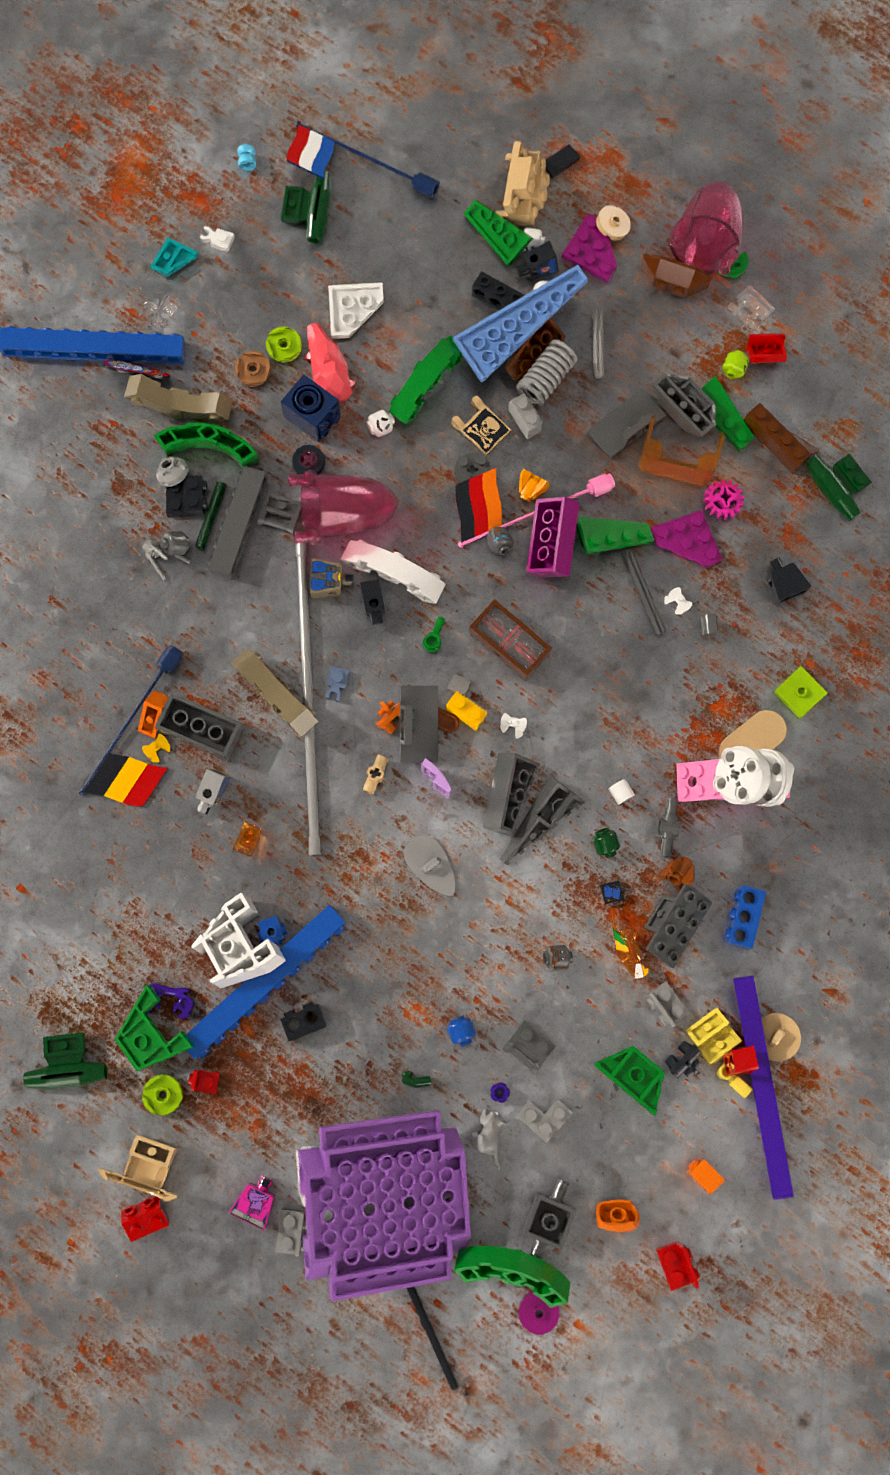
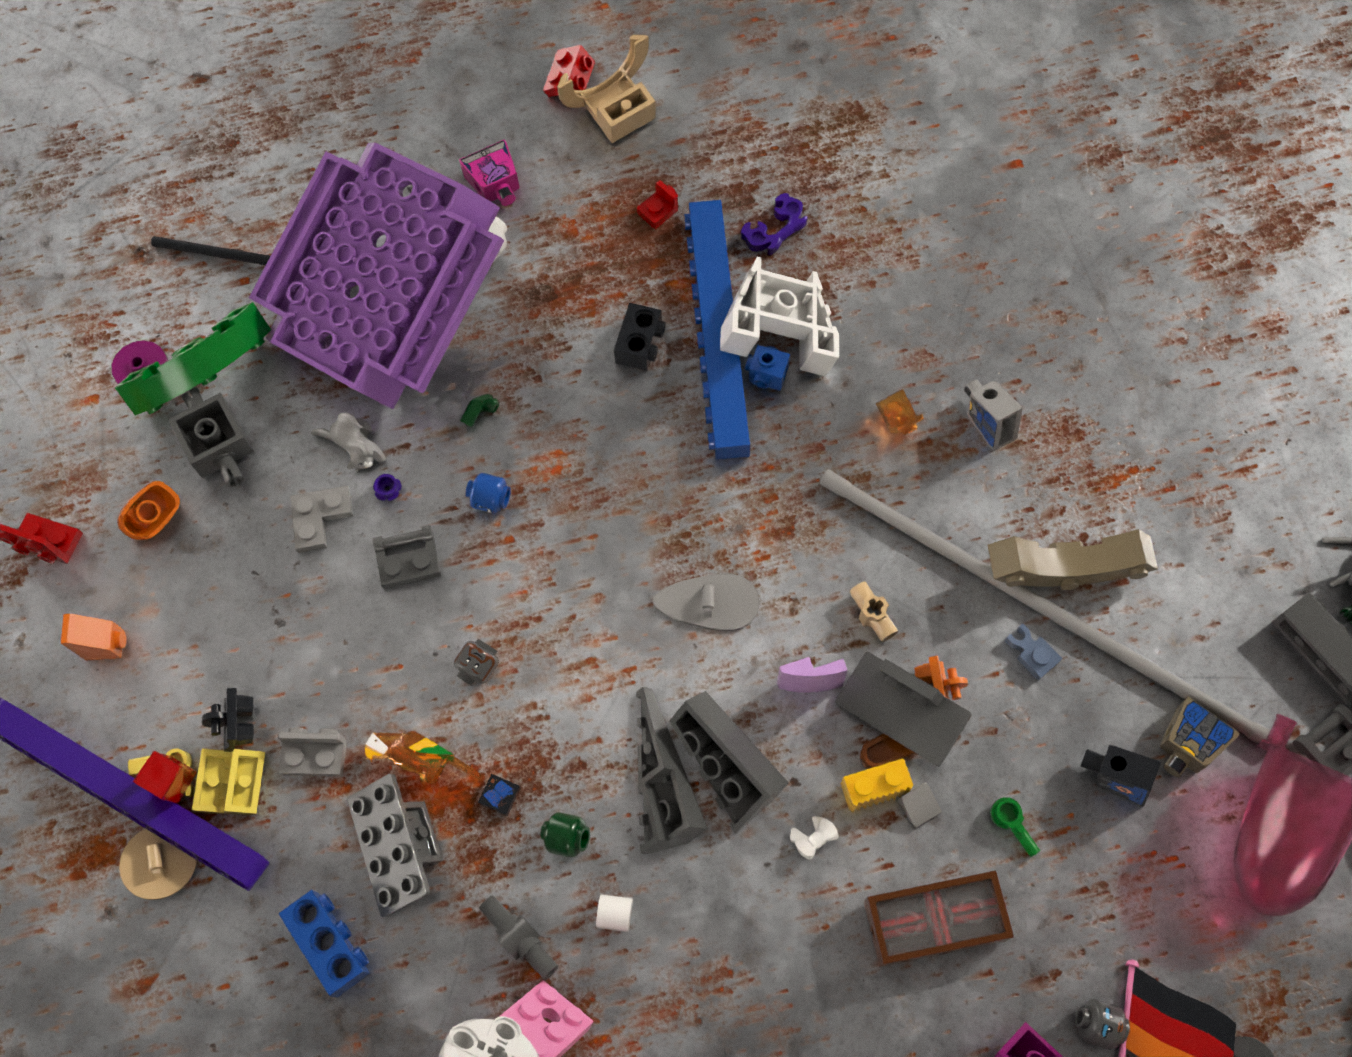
camera: 135 degrees right, 10 degrees down
(65, 1065) = (782, 89): dark green plate -> none
(123, 776) = (1081, 334): flag -> none
(141, 1038) = (755, 172): green wing -> none
(150, 750) = (1094, 400): yellow piece -> none
(151, 712) = (1140, 412): orange slope -> none
(152, 1099) = (678, 149): lime plate -> none
(199, 727) = (1084, 446): dark grey brick -> none
(394, 568) = (1150, 832): white brick -> none
(635, 1076) = (270, 649): green wing -> none
(679, 872) = (450, 900): dark orange brick -> none

